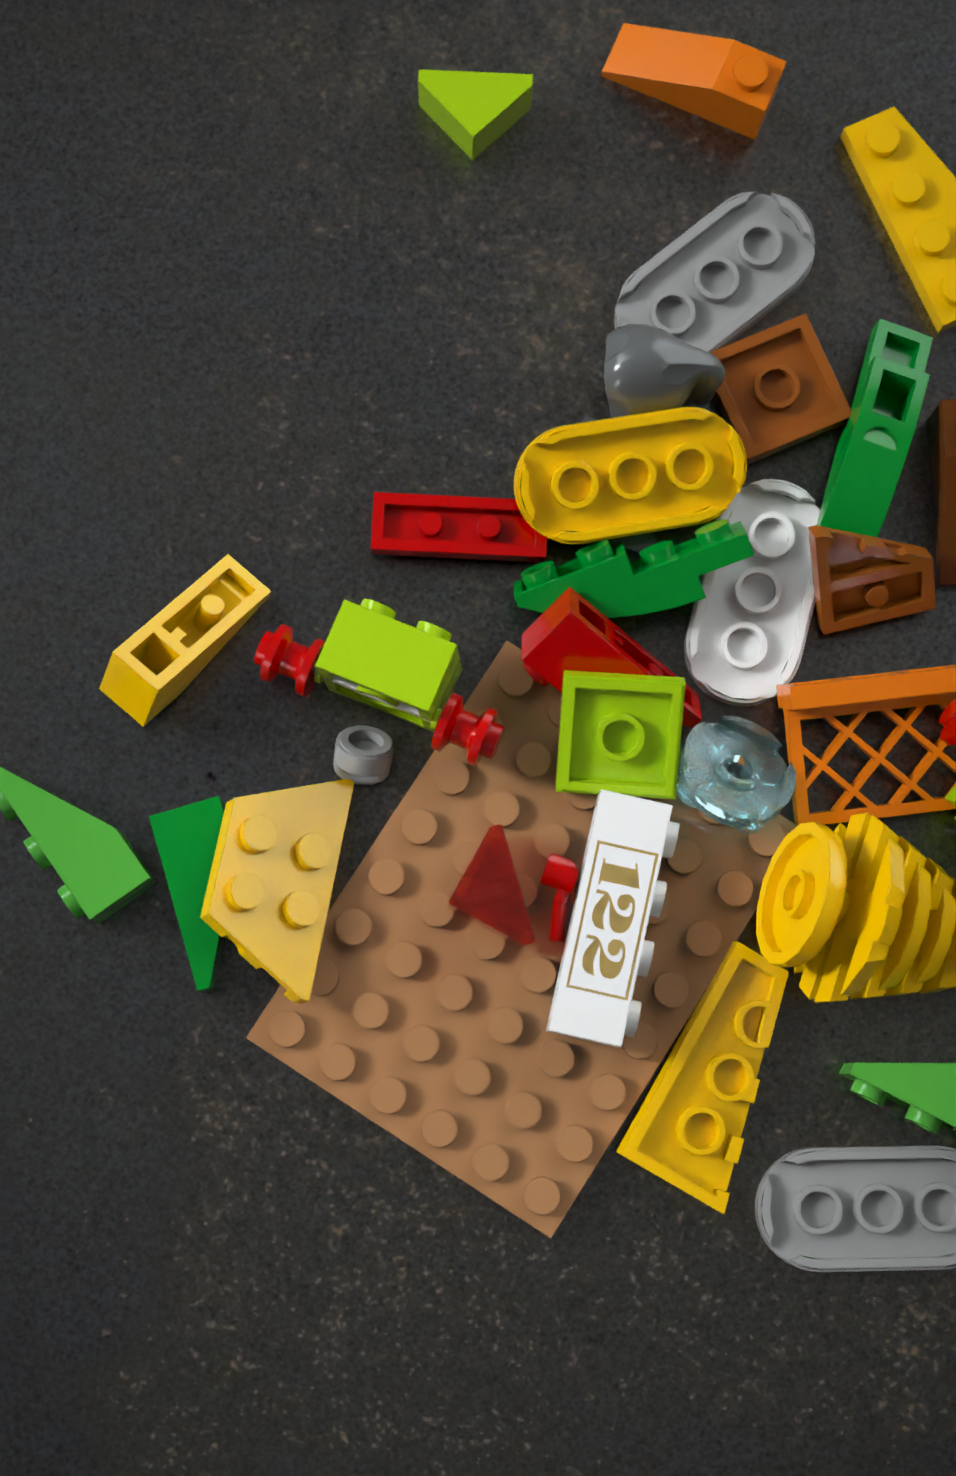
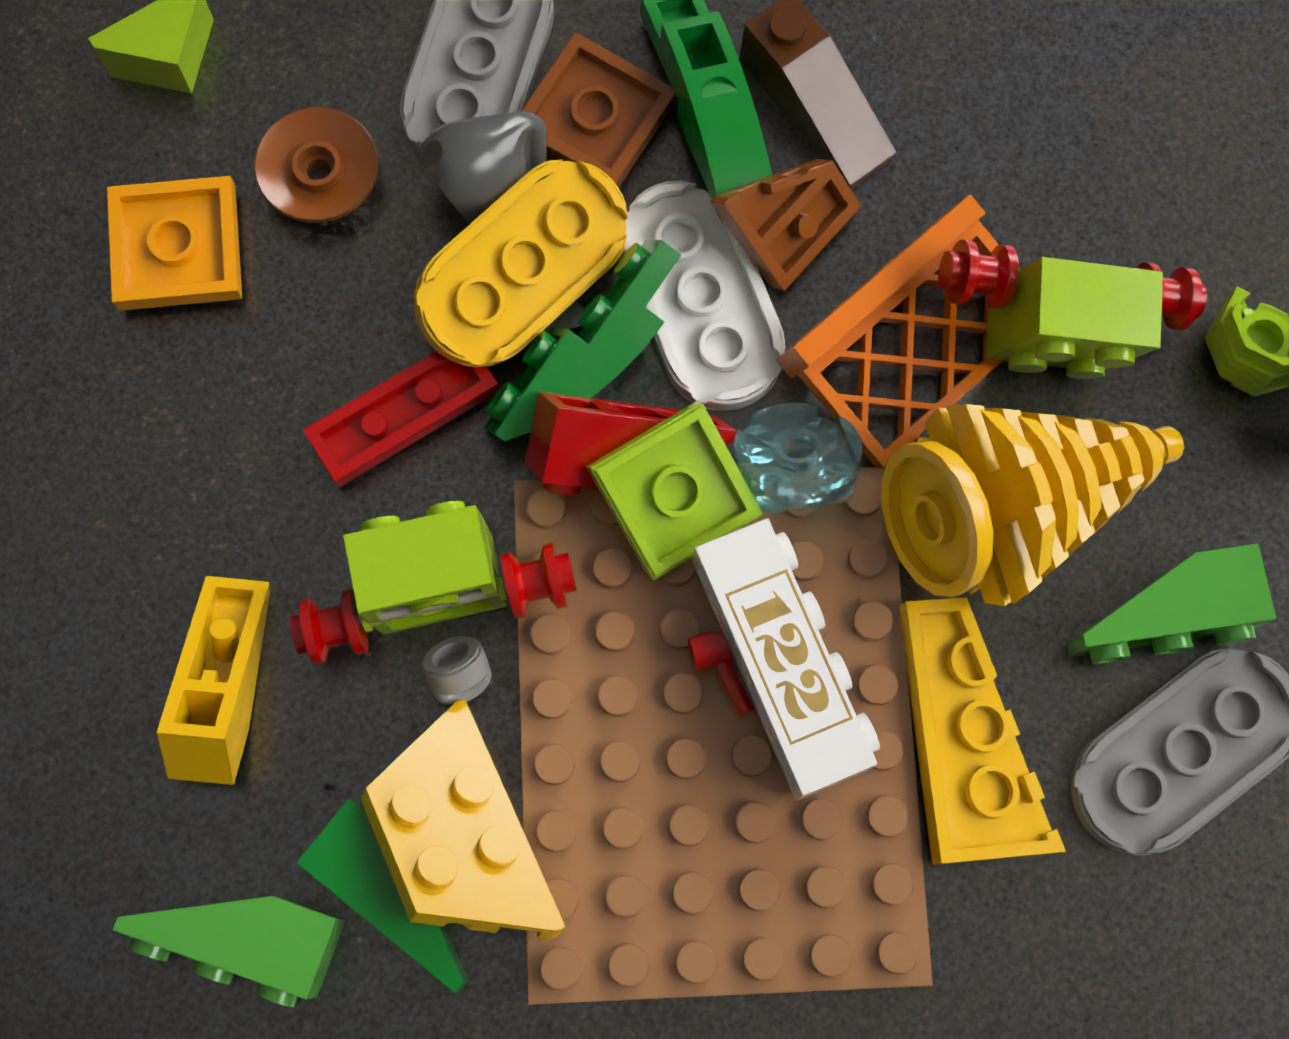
camera: 35 degrees left, 5 degrees down
(376, 276) = (174, 243): none -> light orange plate
(492, 893) = (663, 709): clear red slope -> none
(533, 262) = (311, 141): none -> dark orange dish

